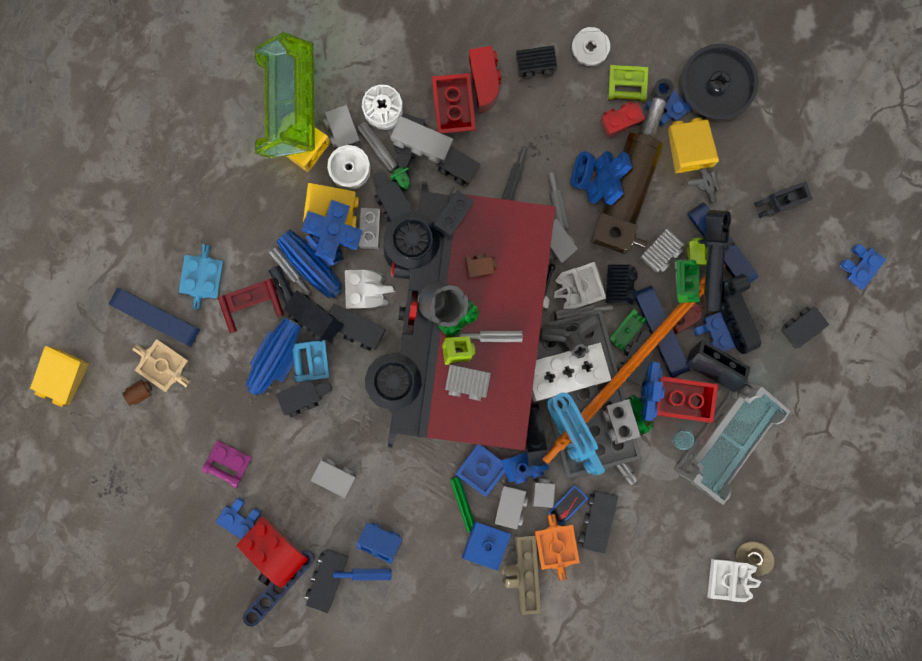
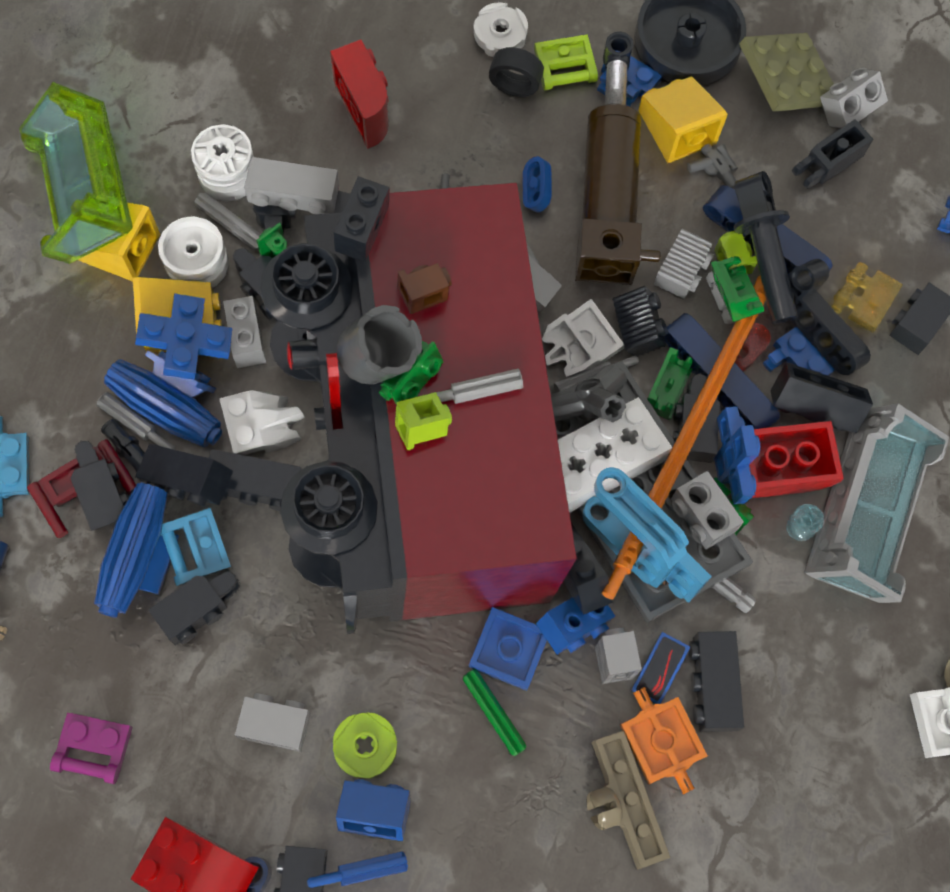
camera: 15 degrees left, 15 degrees down
(235, 522) = (124, 842): blue plate -> none
(259, 310) = (96, 487): none -> black hinge
(342, 127) = (168, 200): light grey brick -> none
(394, 506) = (346, 748): none -> lime plate
(453, 103) = (327, 131): red brick -> none
(467, 381) = (452, 467): light grey brick -> none
(486, 545) = (549, 769): blue plate -> none
(510, 507) = (571, 695): light grey brick -> none
(536, 61) = (430, 61): black brick -> none
(590, 87) = (520, 61): none -> black tyre
(608, 178) = (578, 177): blue plate -> none
(622, 119) = (571, 106): red brick -> none
(776, 308) = (875, 300): none -> clear yellow plate
(777, 130) = (787, 70): none -> olive plate
(813, 161) = (854, 97): none -> light grey brick

